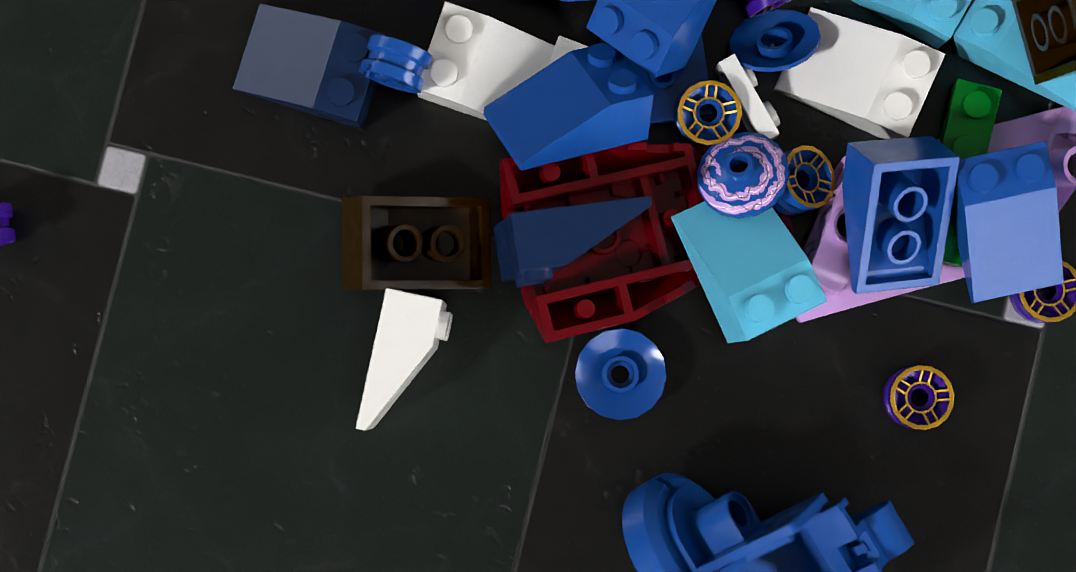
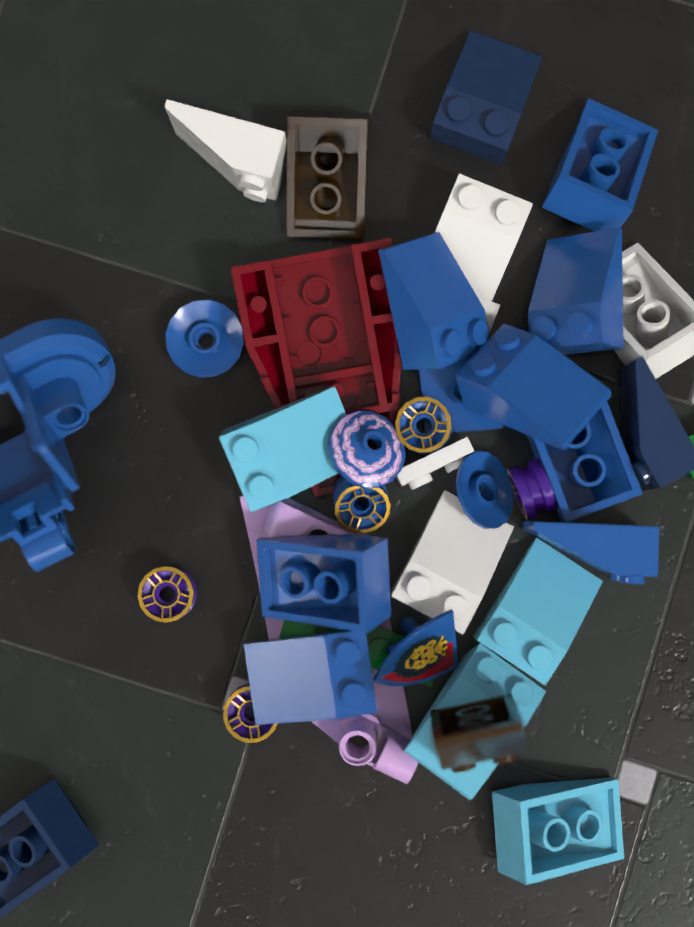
camera: 95 degrees right, 0 degrees up
(395, 63) = (479, 153): blue wheel -> none
(545, 240) = (318, 277): dark blue slope -> none
(969, 102) = (423, 654): none -> shield

